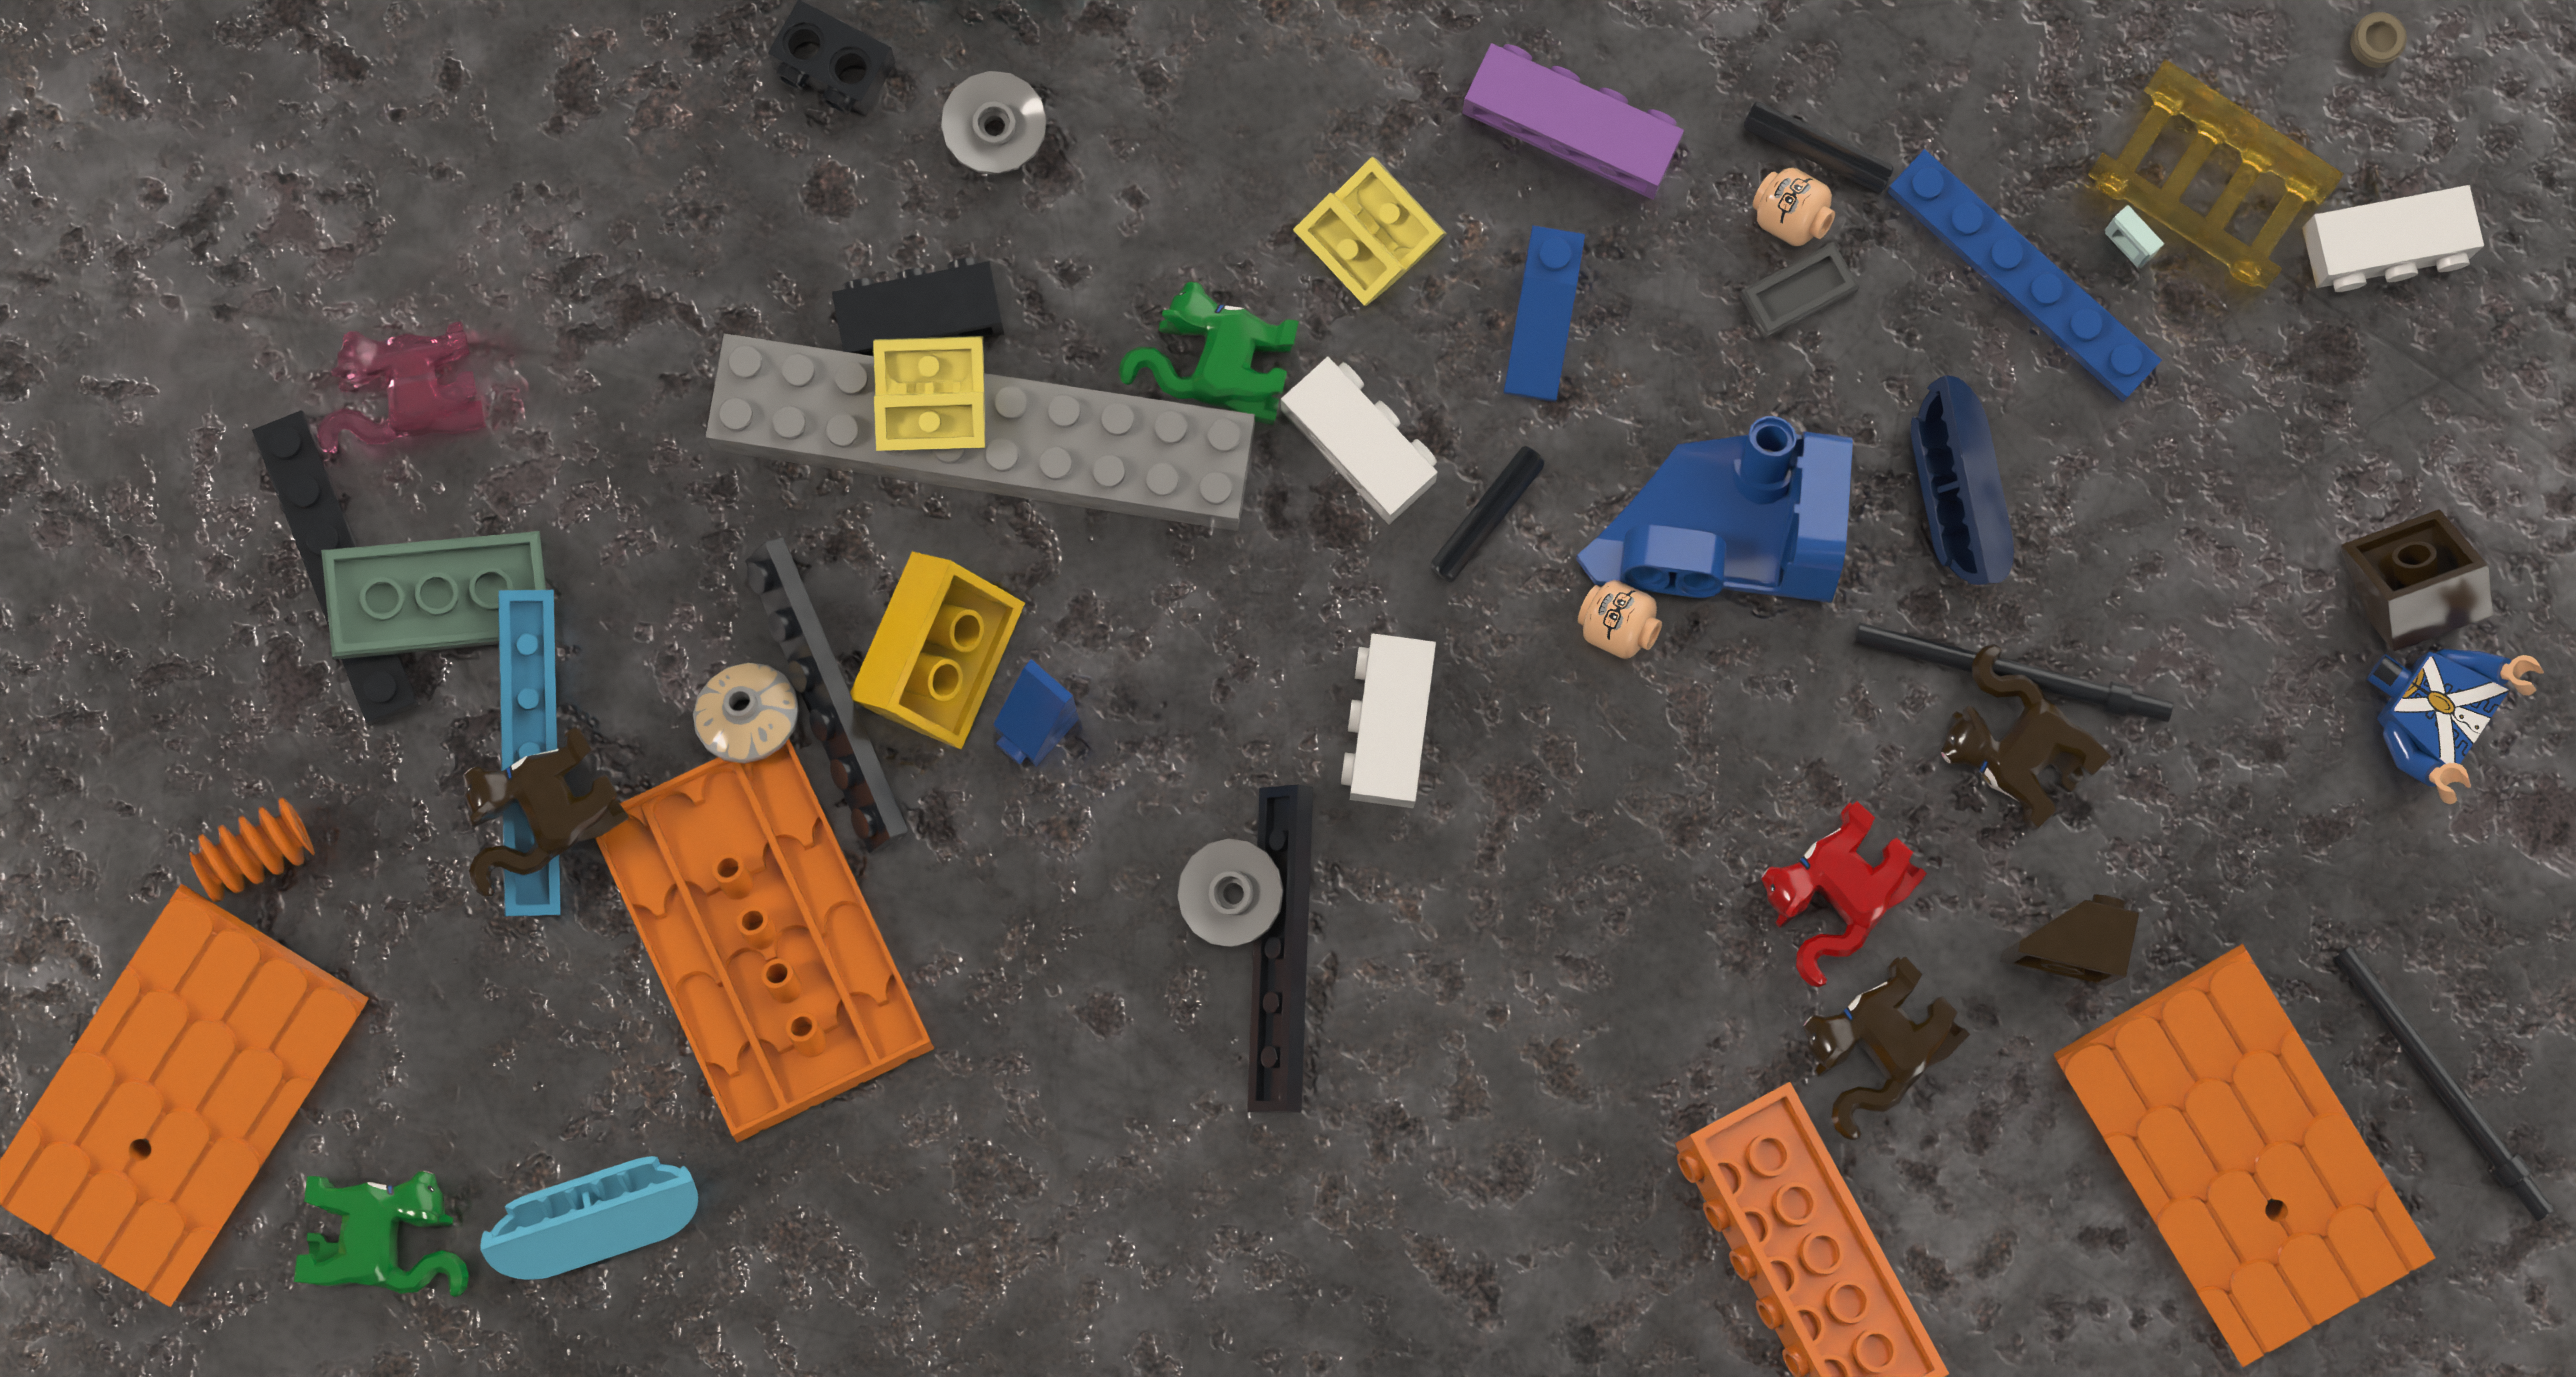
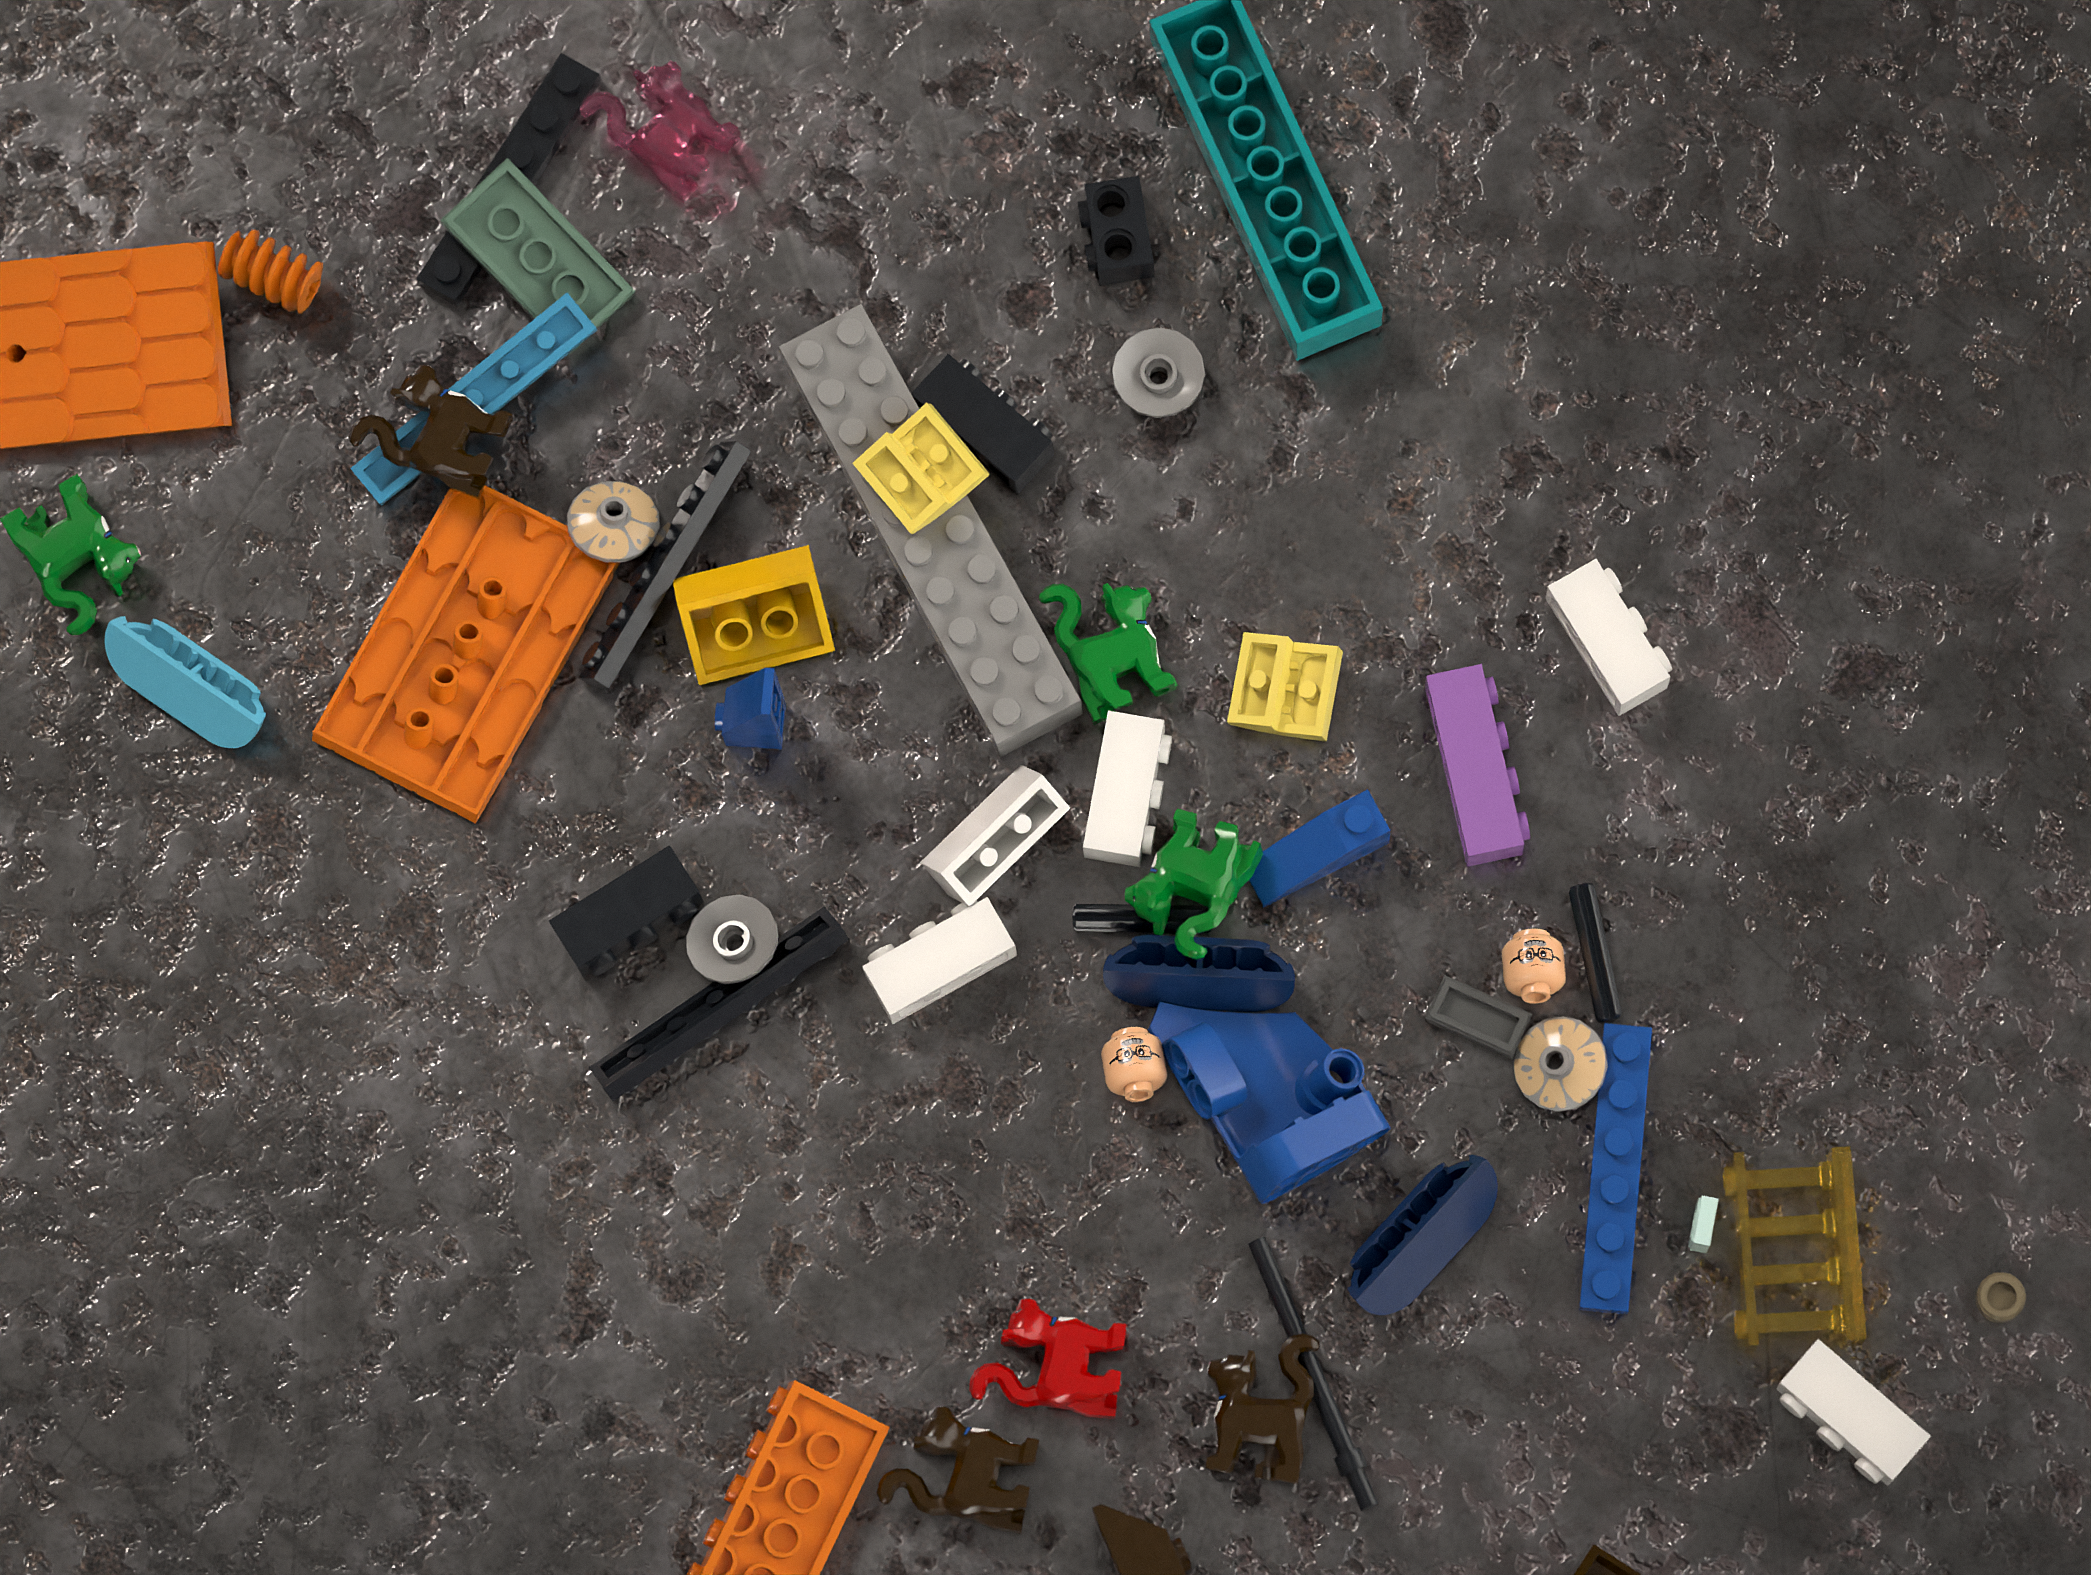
camera: 65 degrees right, 5 degrees down
(1132, 970) = (627, 912): none -> black brick
(1317, 585) = (995, 835): none -> white brick
(1492, 434) = (1196, 874): none -> green animal
(1581, 498) = (1230, 977): none -> dark blue brick
(1925, 244) = (1578, 1076): none -> tan dish

